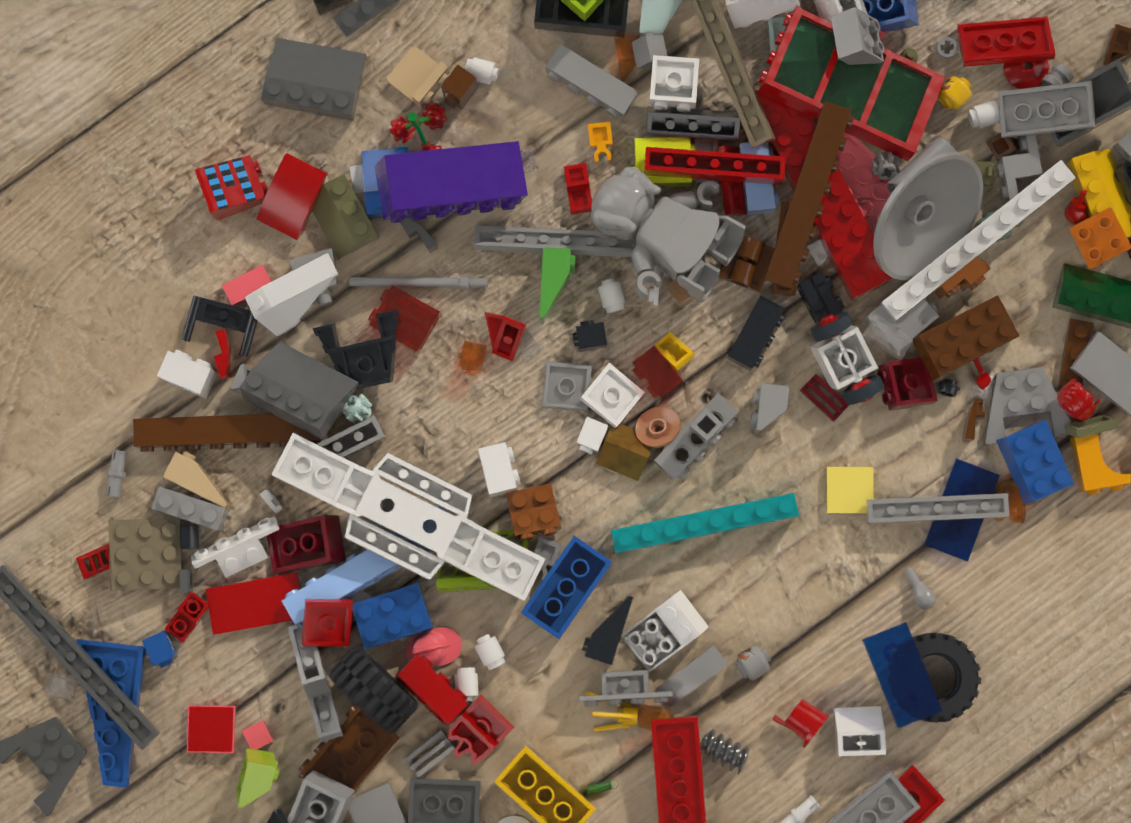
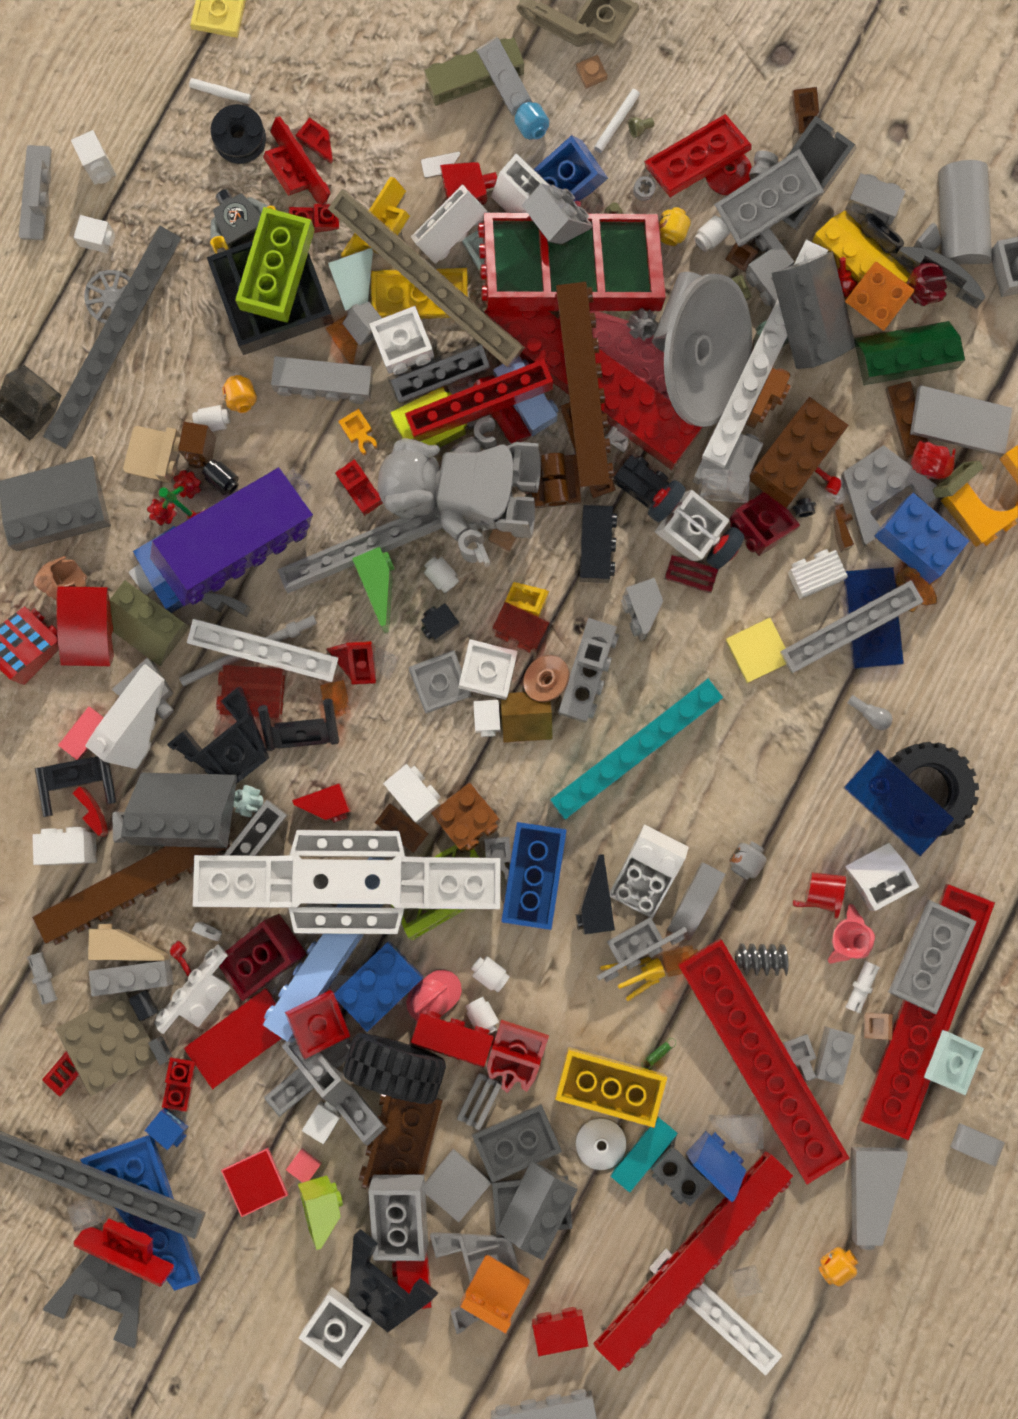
camera: 25 degrees left, 0 degrees up
(79, 730) = (125, 1250): none -> red bracket
(239, 505) = (176, 952): none -> red hand
(286, 665) = (297, 1085): none -> light grey tile
(290, 141) = (59, 573): none -> nougat hair
(291, 706) = (322, 1121): none -> white brick
(422, 442) = (326, 803): none -> red slope
(429, 372) = (299, 732): none -> black plate
(430, 288) = (262, 650): none -> white plate
(465, 124) = (220, 477): none -> black brick
(480, 502) = (394, 820): none -> reddish brown plate
(515, 60) = (239, 394): none -> light orange head
(687, 40) = (395, 293): none -> yellow tile
(808, 770) = (851, 938): none -> coral piece
(931, 450) = (817, 574): none -> white brick
(1037, 225) = (814, 311): none -> dark grey slope

